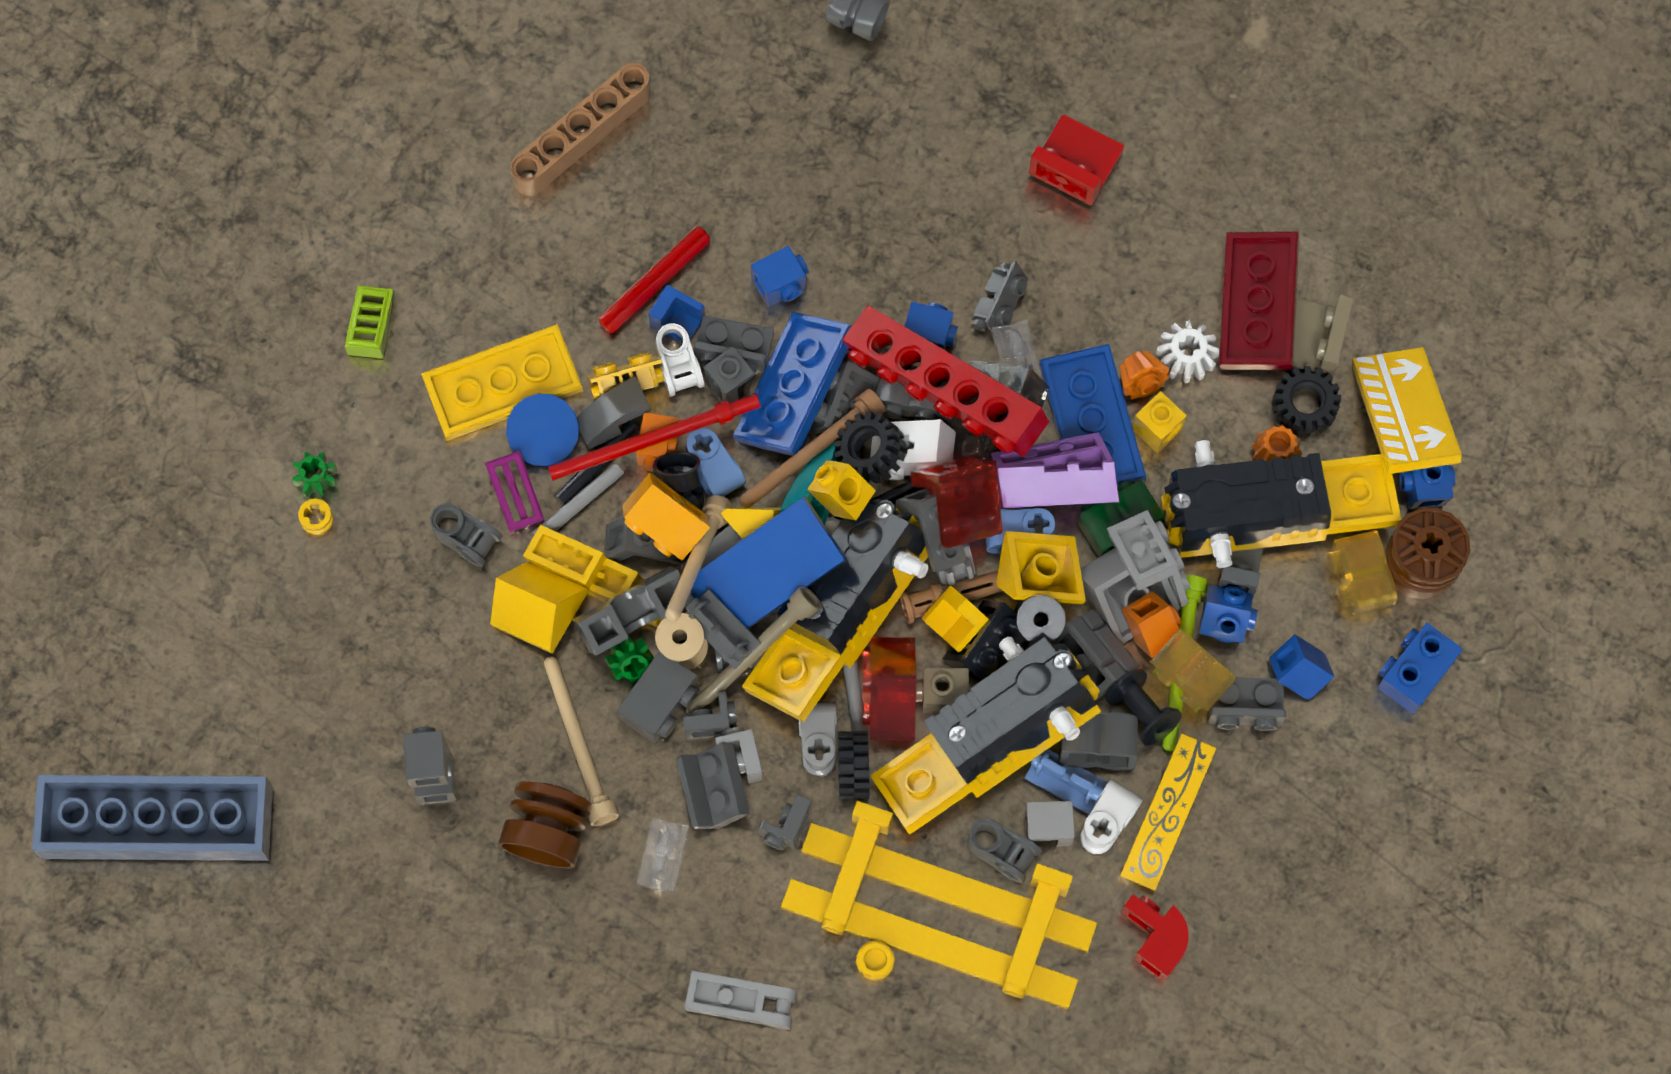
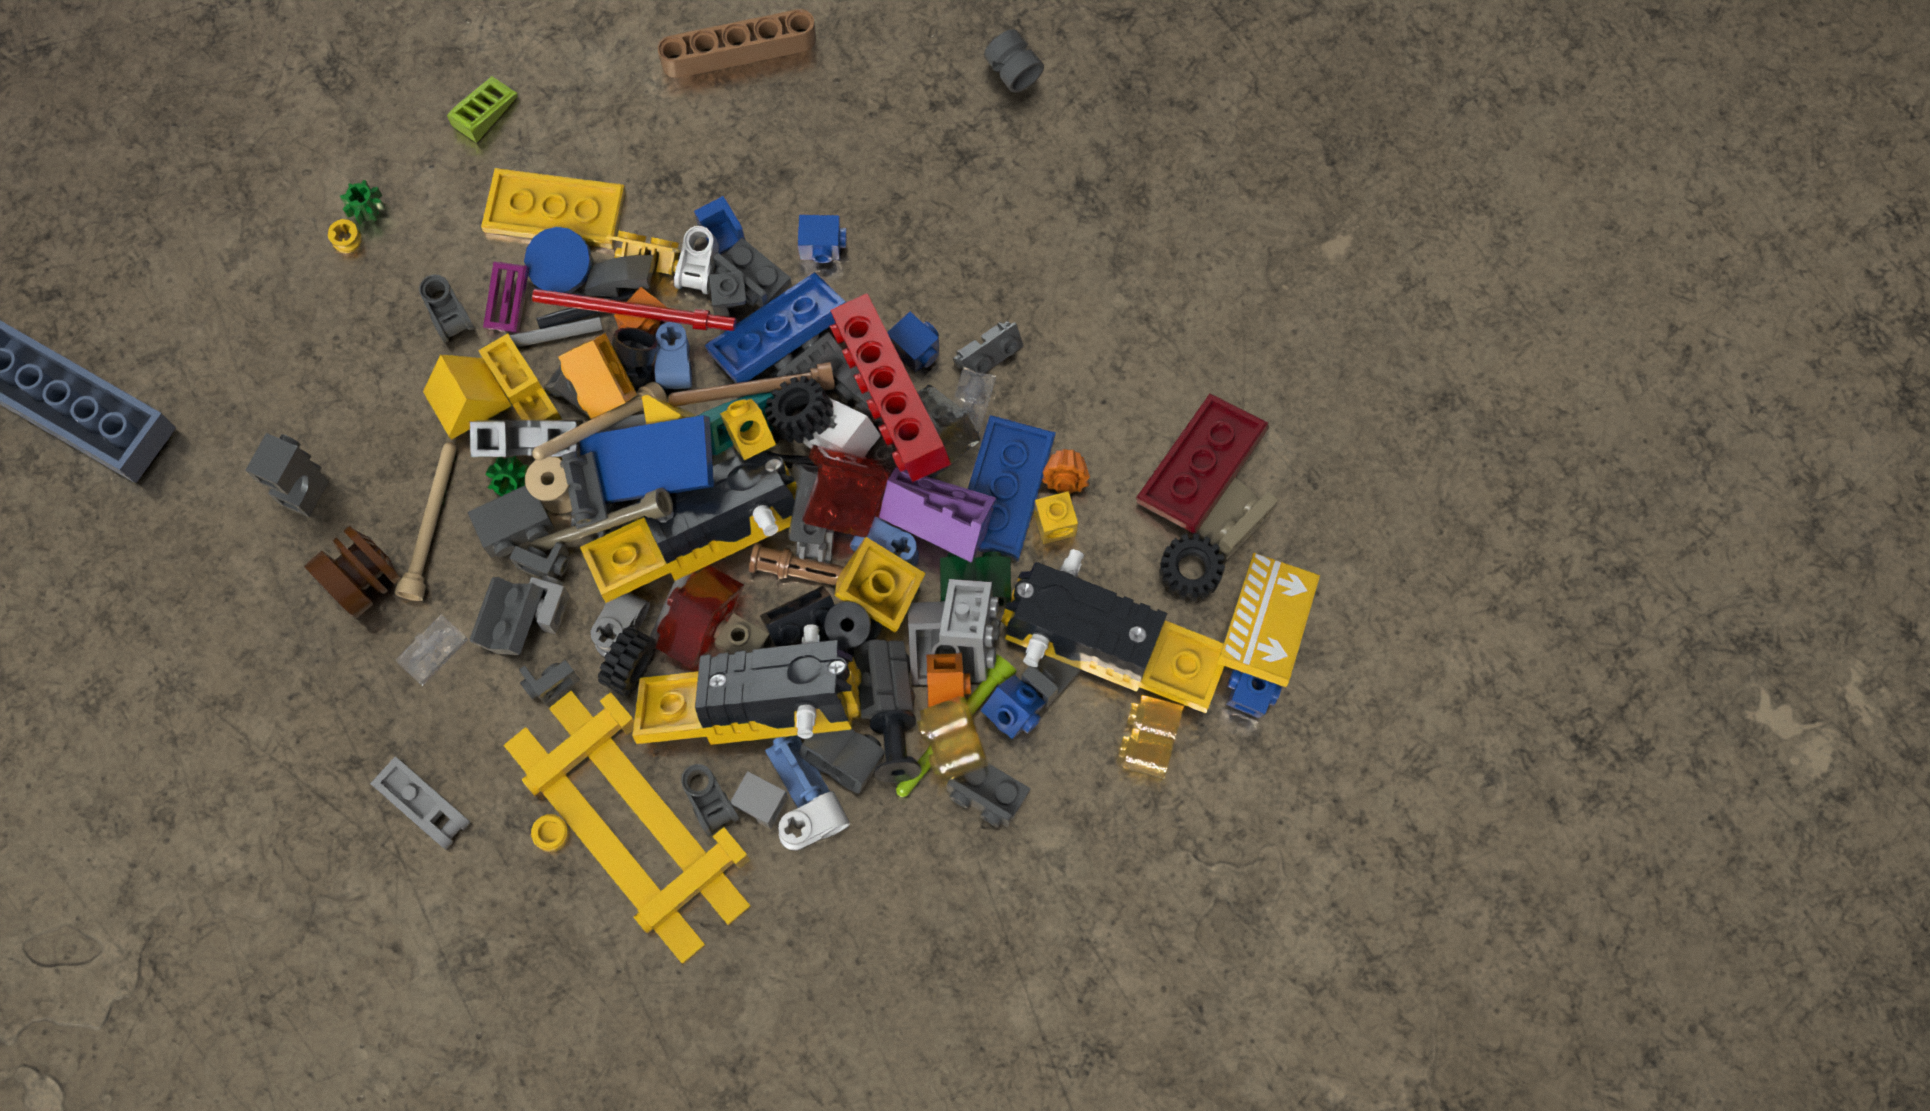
camera: 30 degrees right, 0 degrees up
(654, 279) = (728, 188): red axle -> none
(954, 618) = (786, 586): yellow panel -> none
(1076, 159) = (1119, 269): red bracket -> none
(1167, 935) = (795, 954): red brick -> none
(1168, 811) = (863, 845): yellow slope -> none
(1200, 346) = (1108, 463): white gear -> none
(1276, 443) = (1144, 589): orange piece -> none
(1301, 667) = (1051, 787): blue panel -> none
(1417, 570) = (1194, 753): reddish brown wheel -> none
(1419, 668) = (1151, 842): blue brick -> none

